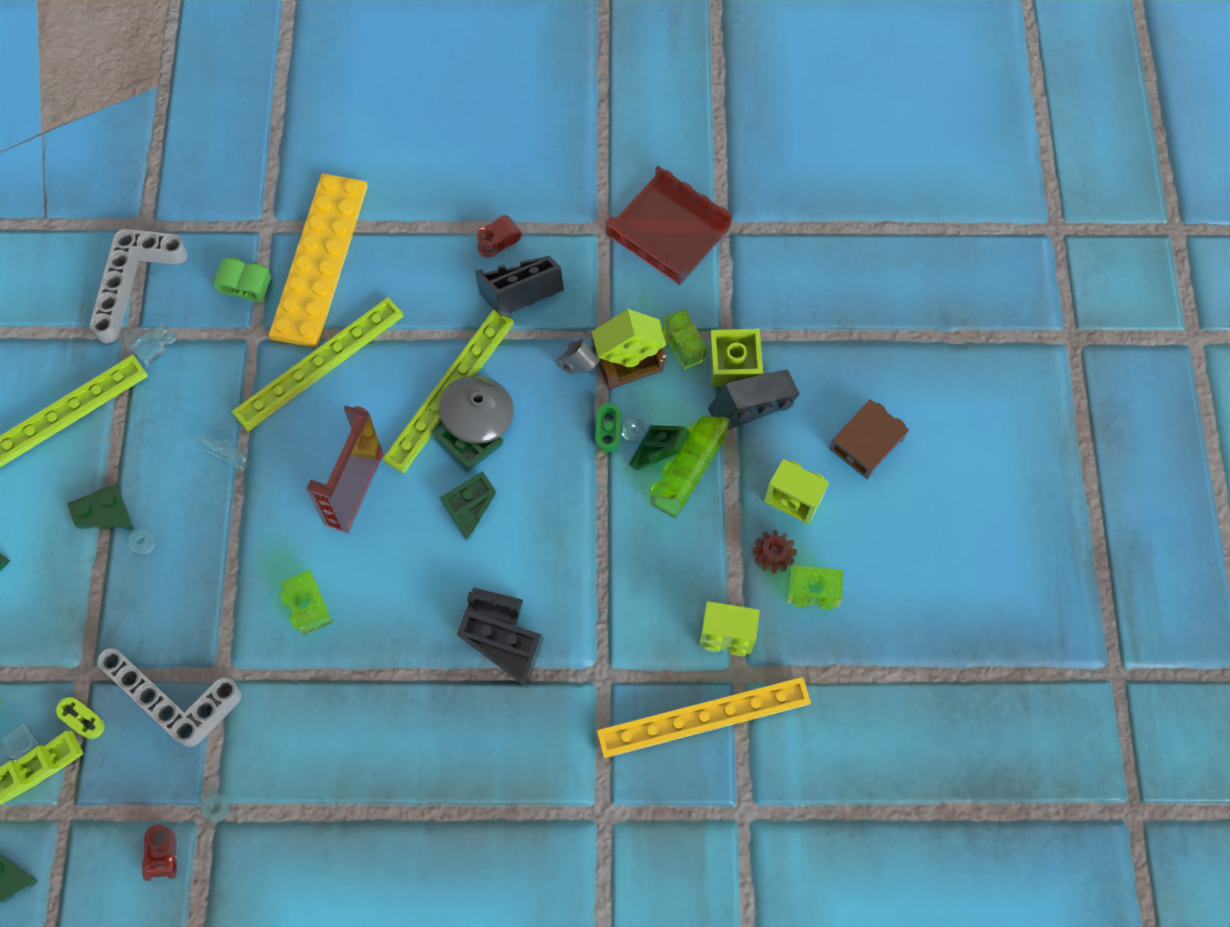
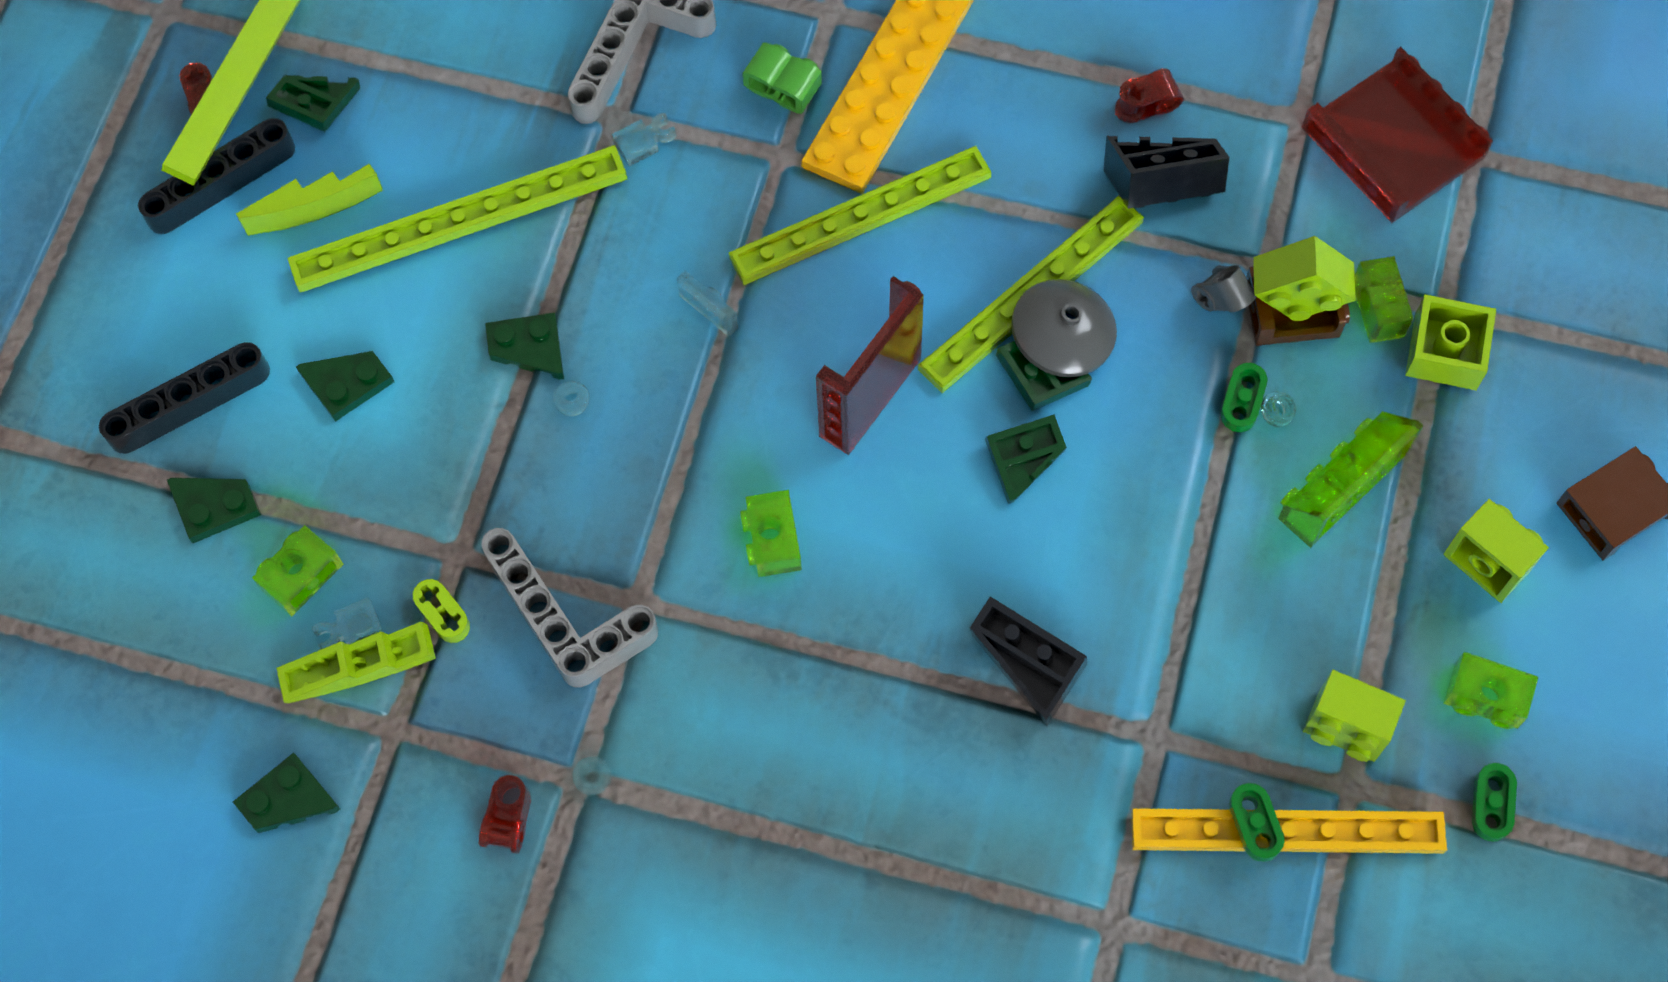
camera: 20 degrees right, 0 degrees up
(494, 605) = (1029, 601): black hinge -> none
(658, 444) = (1312, 437): dark green wing -> none
(682, 718) = (1256, 823): none -> green plate
(754, 398) = (1465, 405): black wedge -> none
(766, 555) = (1457, 627): clear red gear -> none
(834, 662) = (1494, 804): none -> green plate

